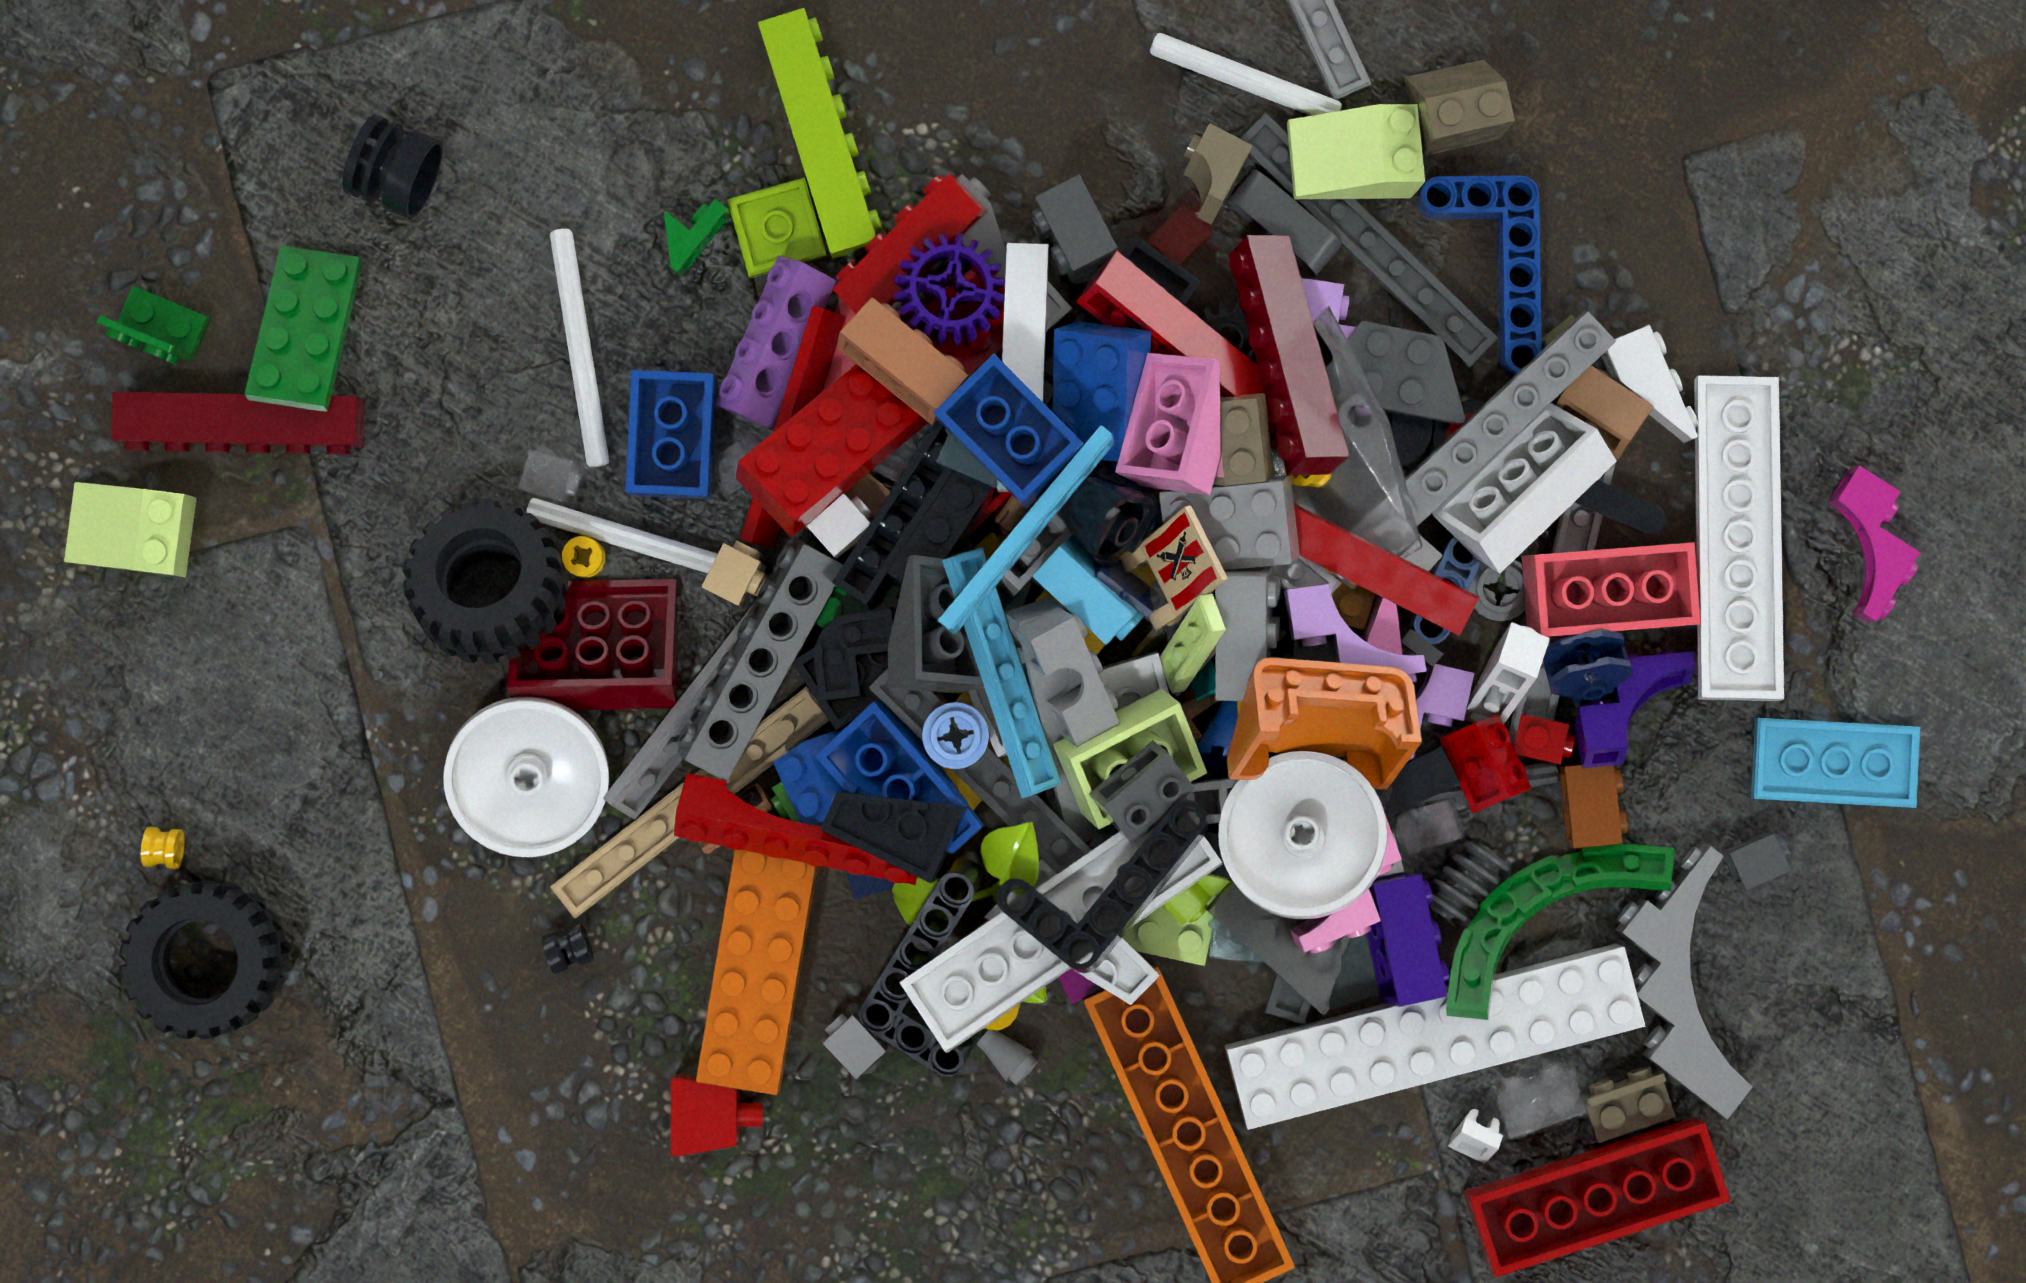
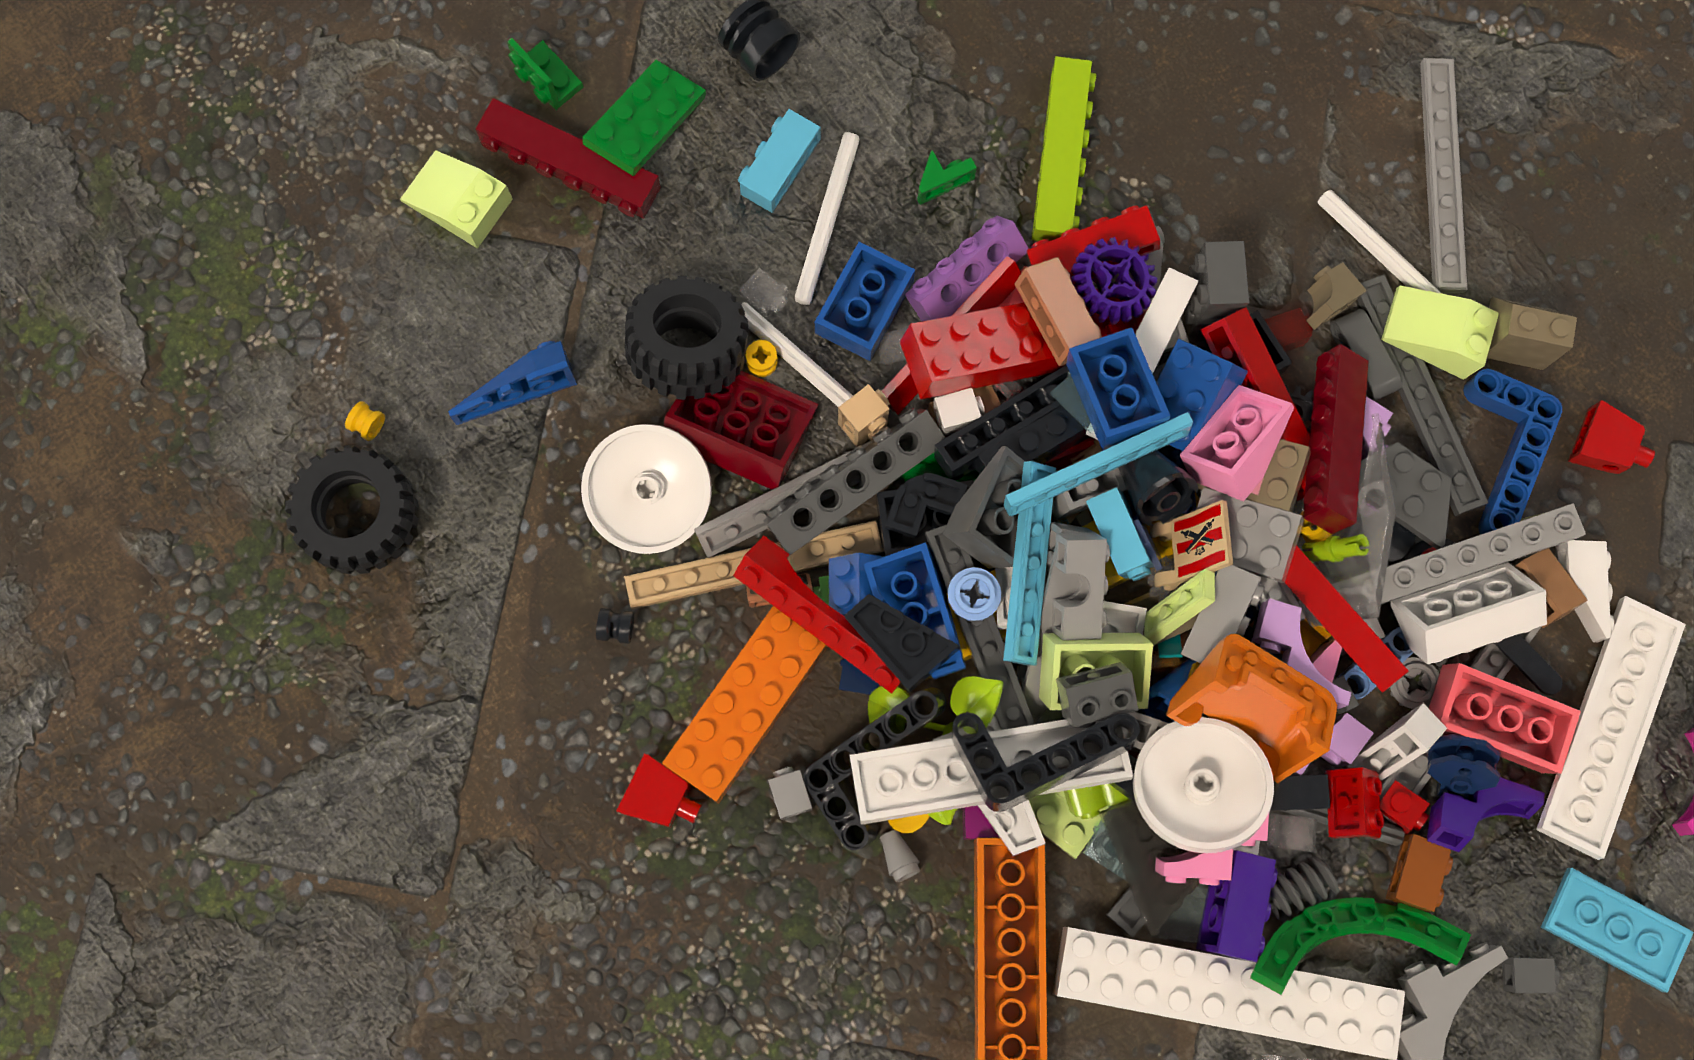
camera: 15 degrees right, 10 degrees down
(326, 707) = (530, 377): none -> blue wedge
(489, 304) = (779, 160): none -> medium azure brick
(775, 224) = (1005, 195): lime tile -> none
(1340, 489) = (1336, 548): none -> lime pin
(1610, 195) = (1610, 441): none -> red torso

